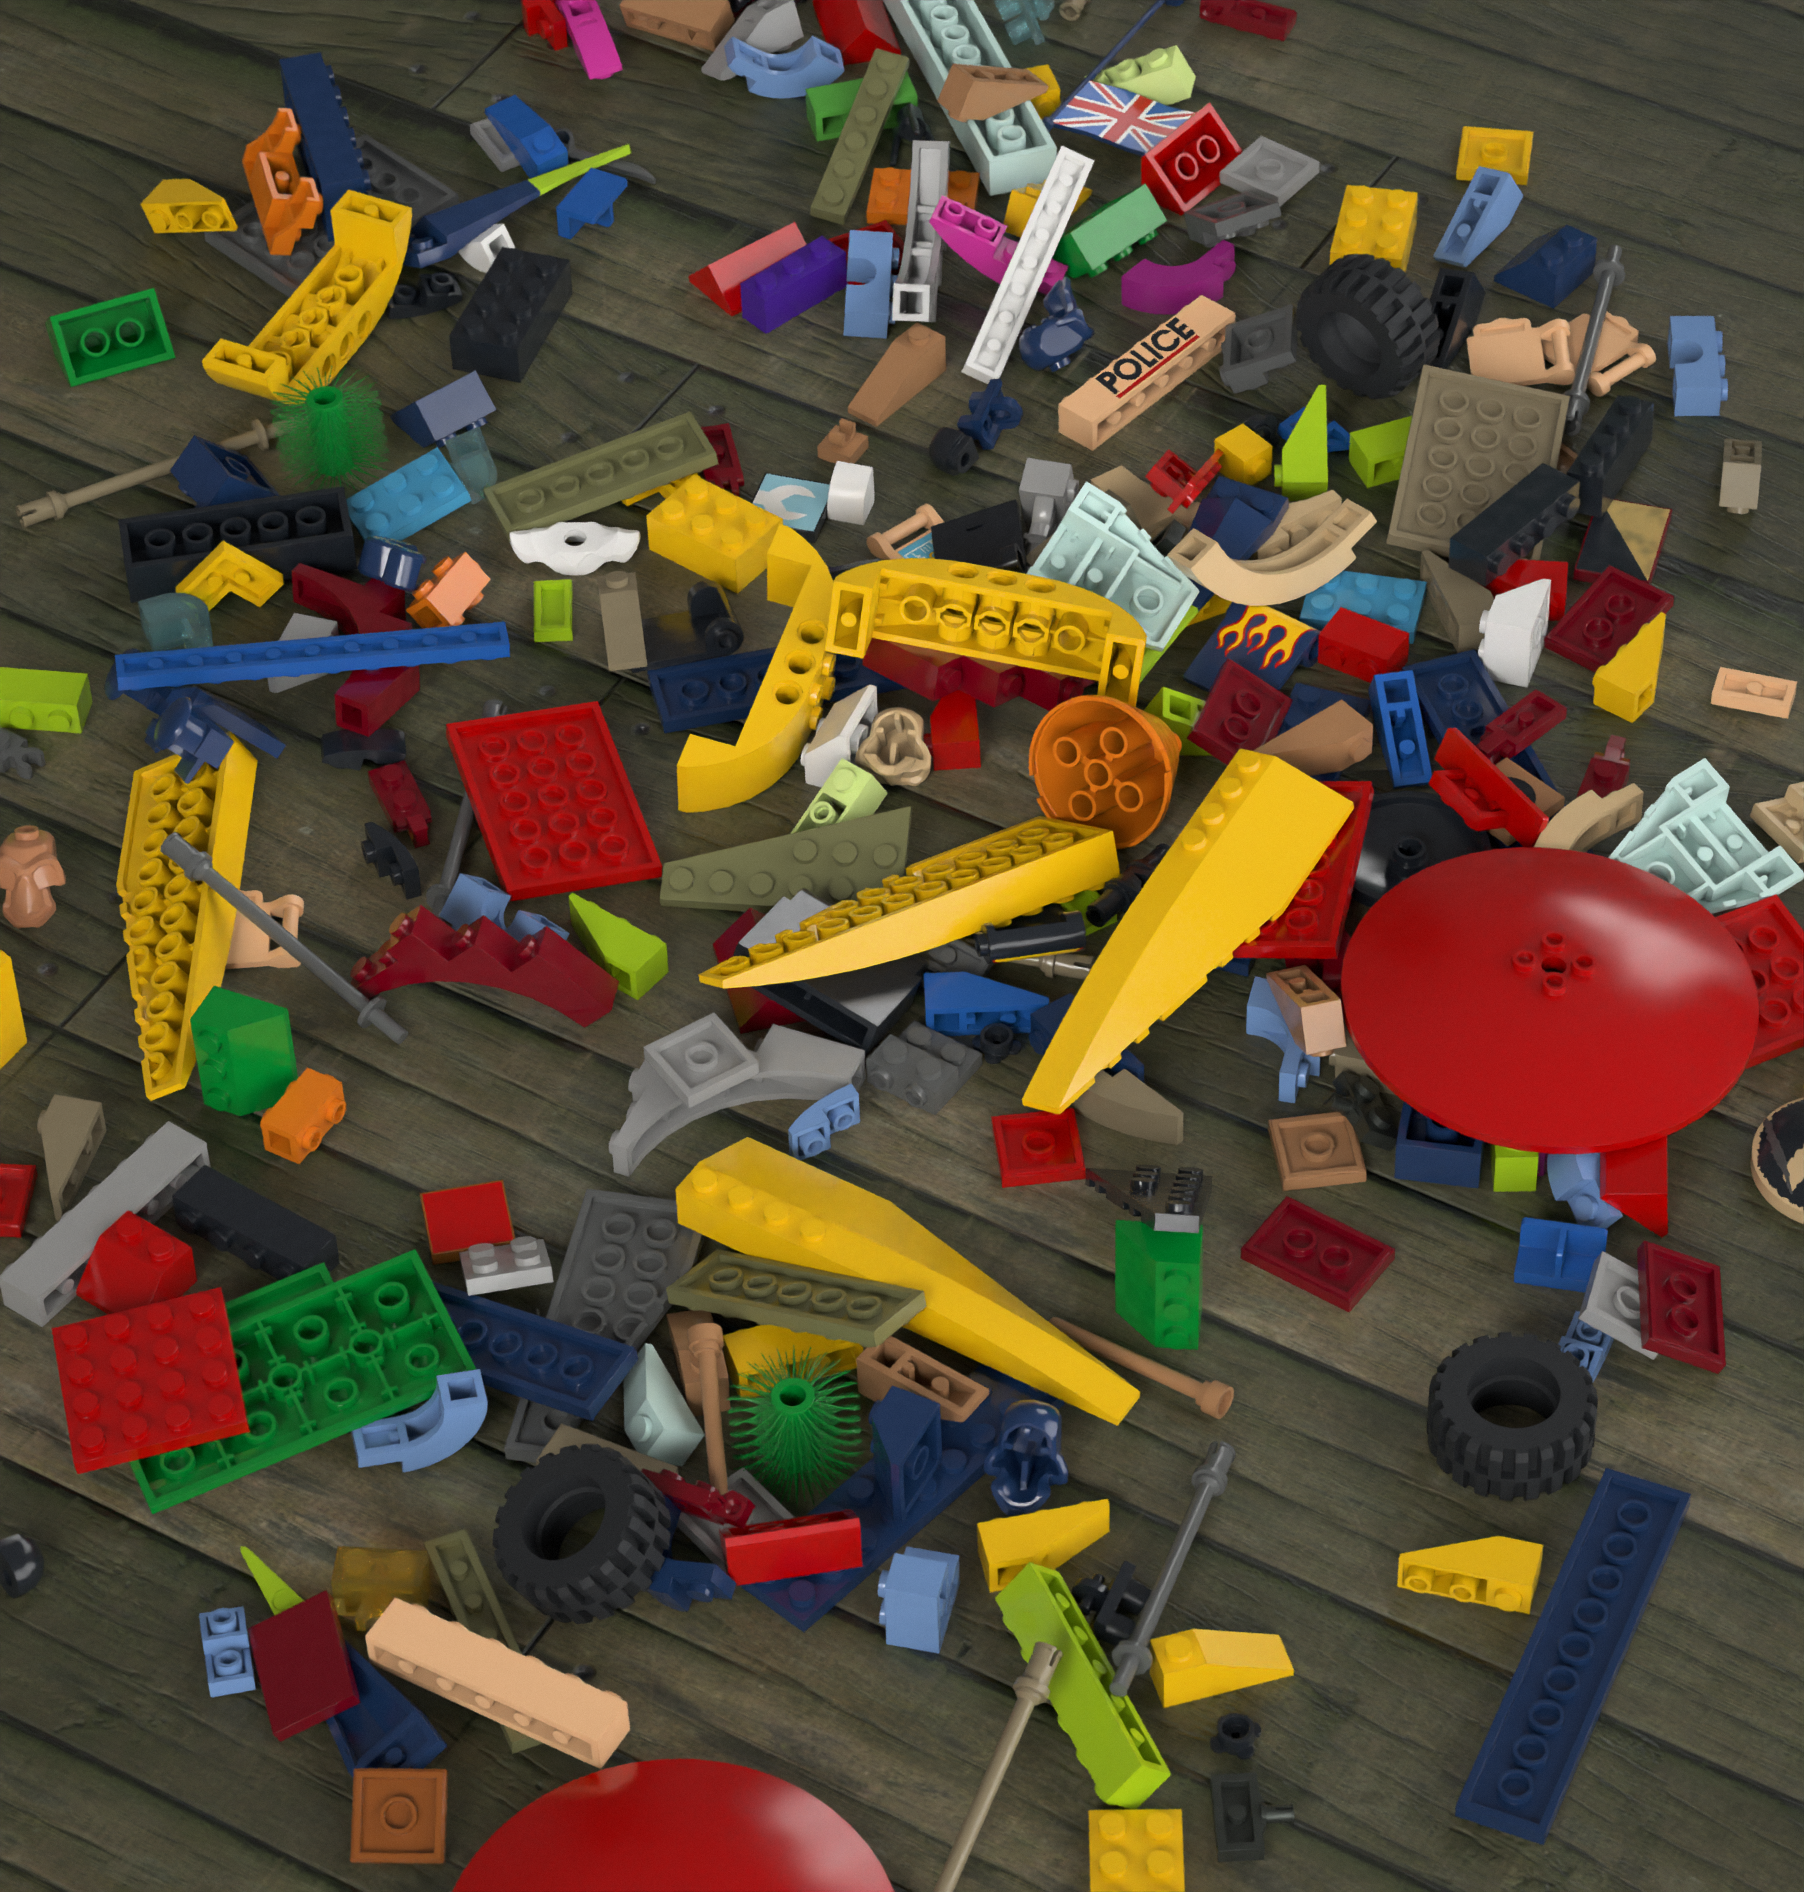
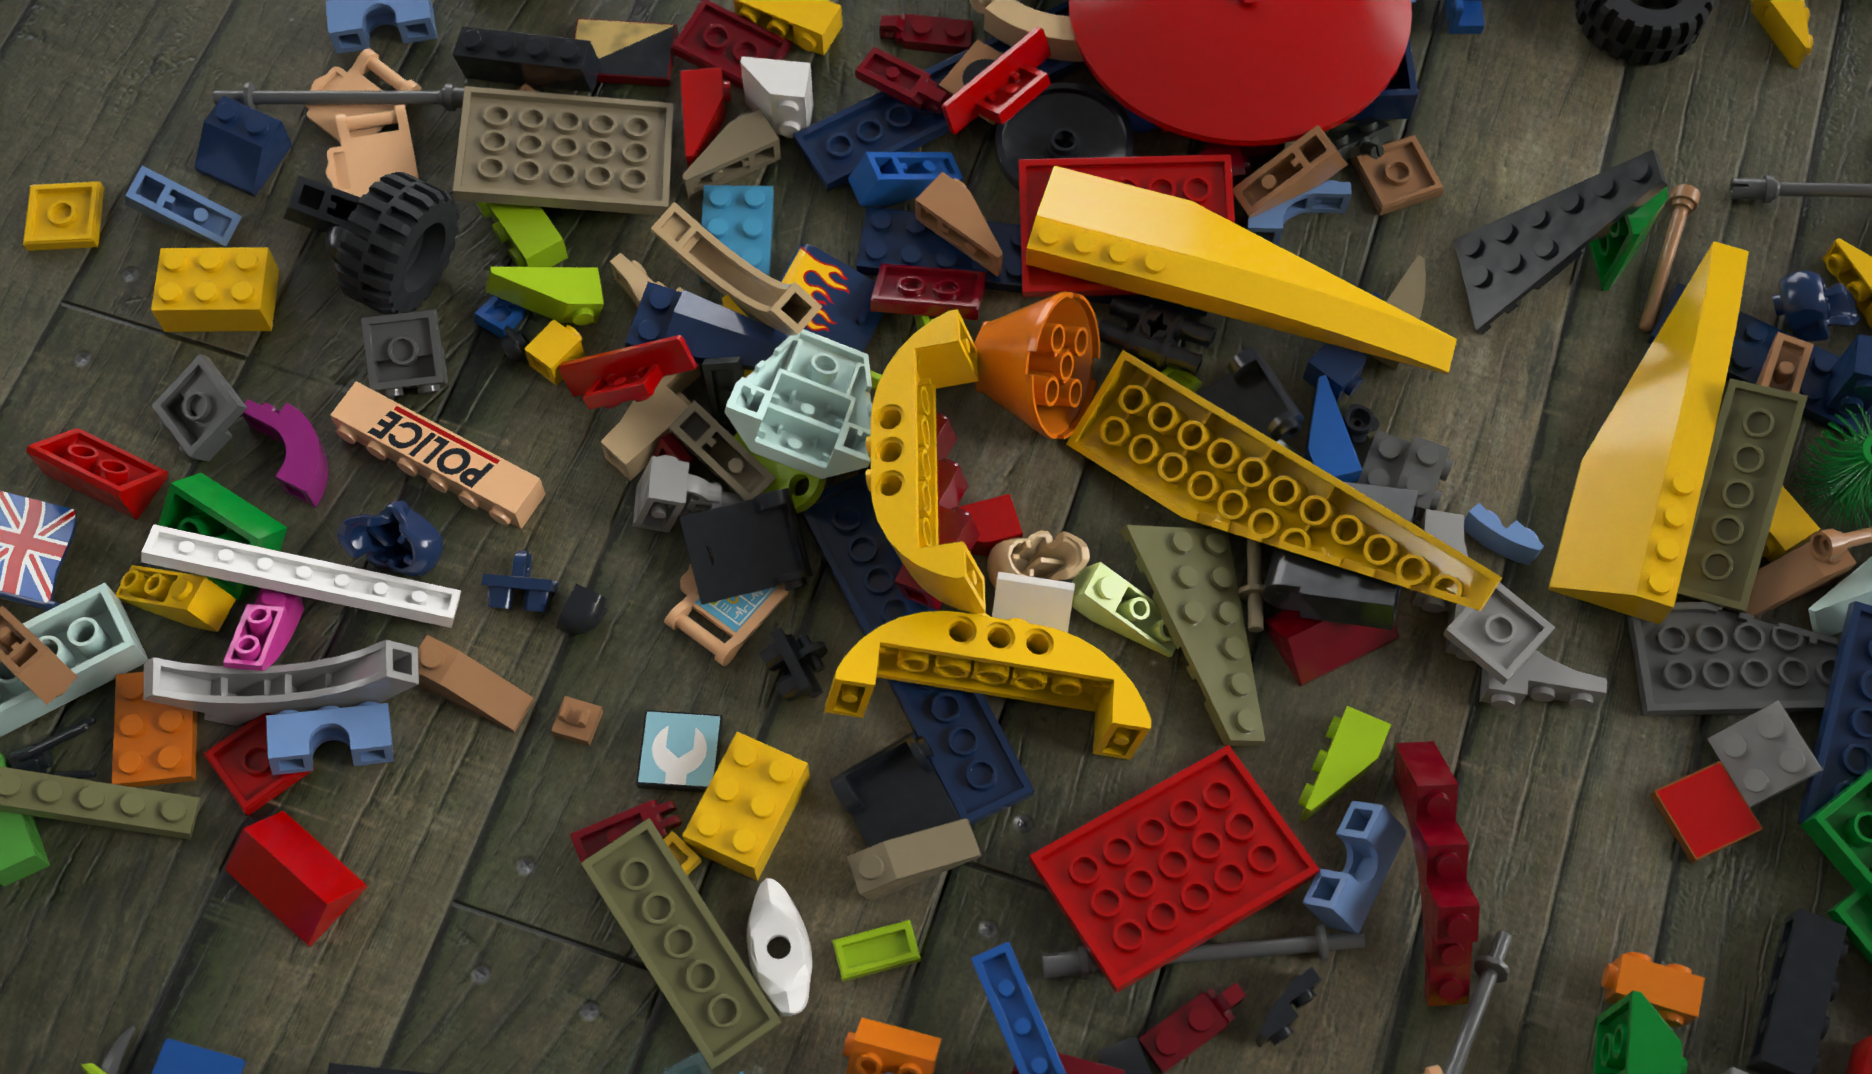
camera: 105 degrees left, 20 degrees up
(793, 284) = (330, 818): dark purple brick -> none
(850, 493) = (662, 688): white brick -> none
(1038, 1148) = (1471, 378): red tile -> none
(1269, 170) = (104, 400): light grey plate -> none
(1317, 1253) = (1505, 159): dark red tile -> none
(1362, 646) = (805, 216): red brick -> none
(1514, 524) = (653, 103): black brick -> none

